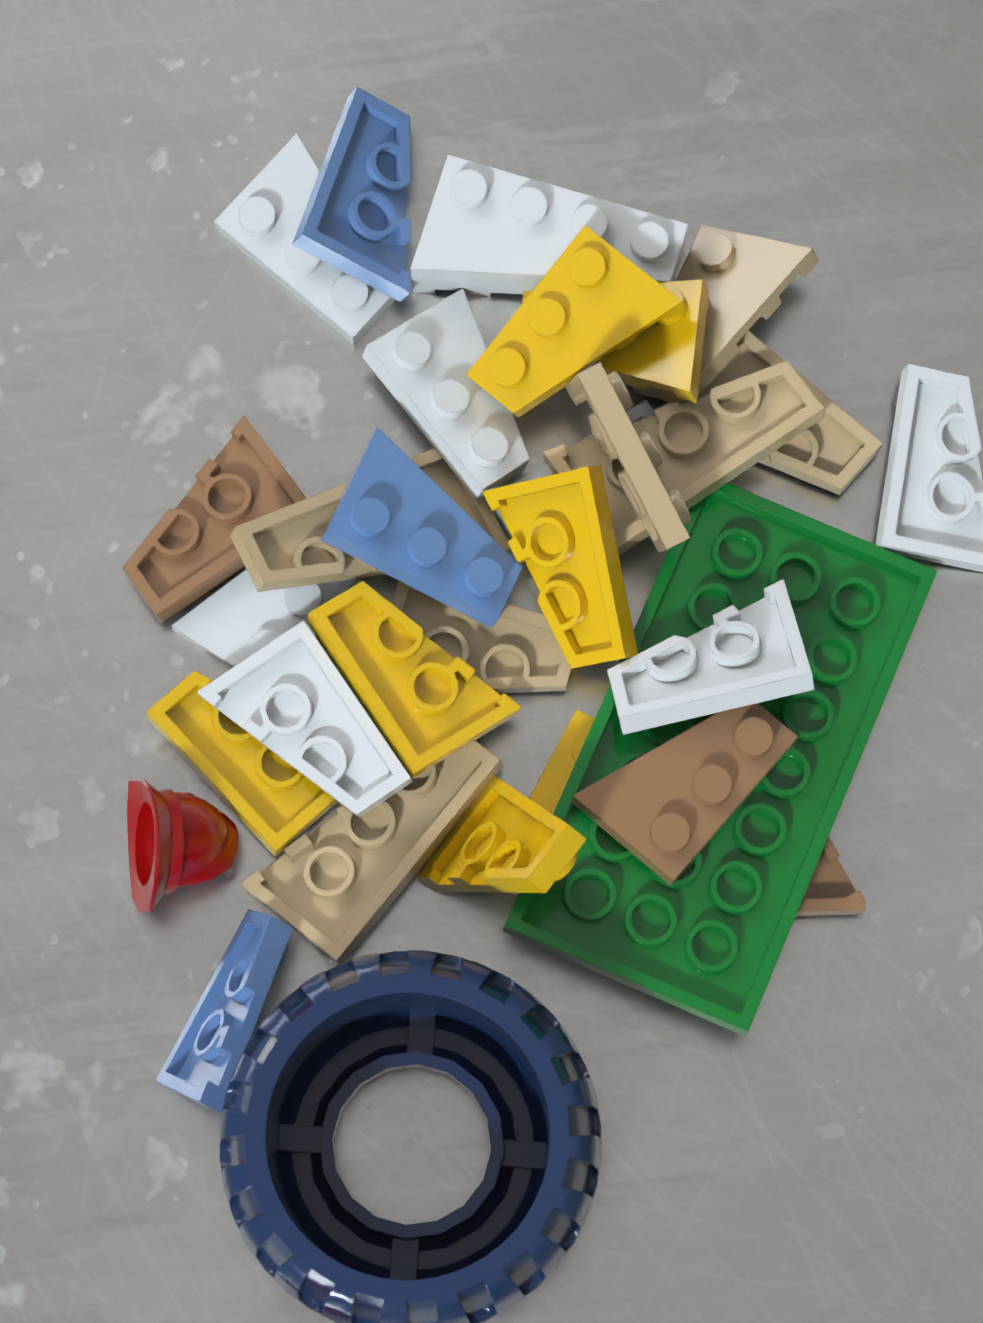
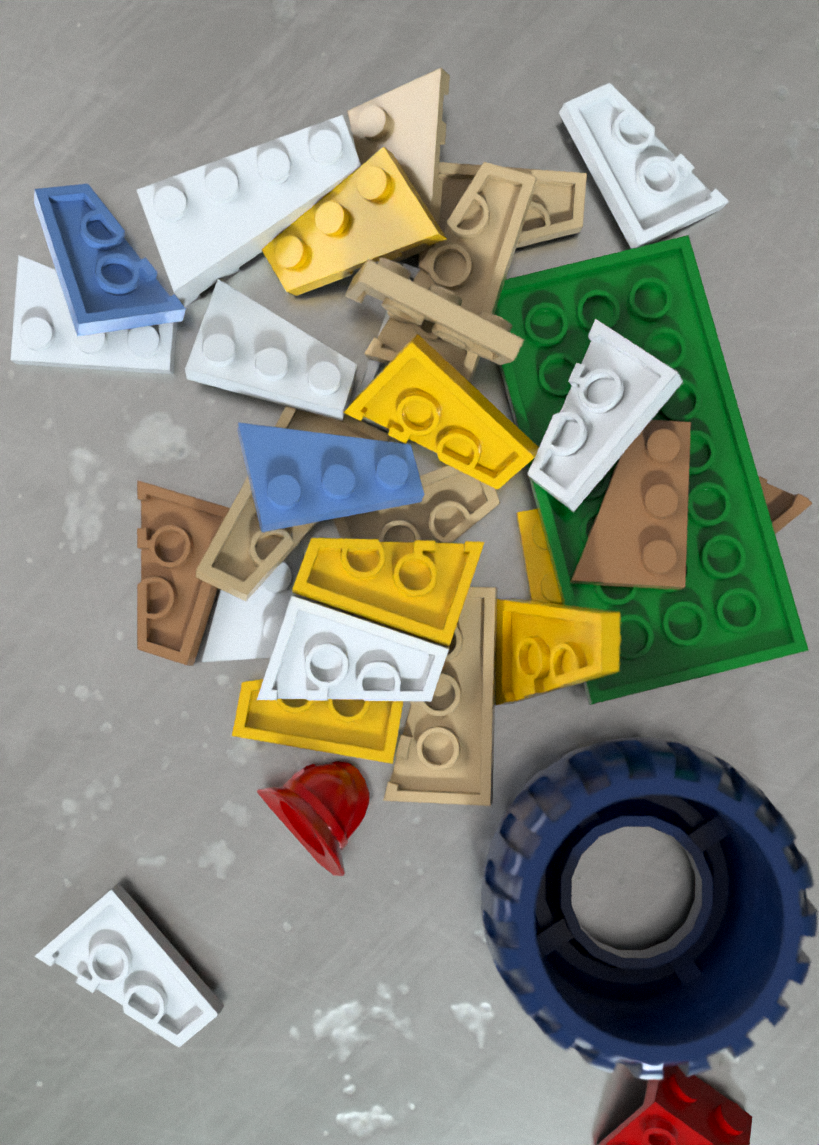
camera: 35 degrees left, 10 degrees up
(226, 1012) = (445, 900): medium blue wing -> none
(571, 320) = (316, 241): yellow wing -> none

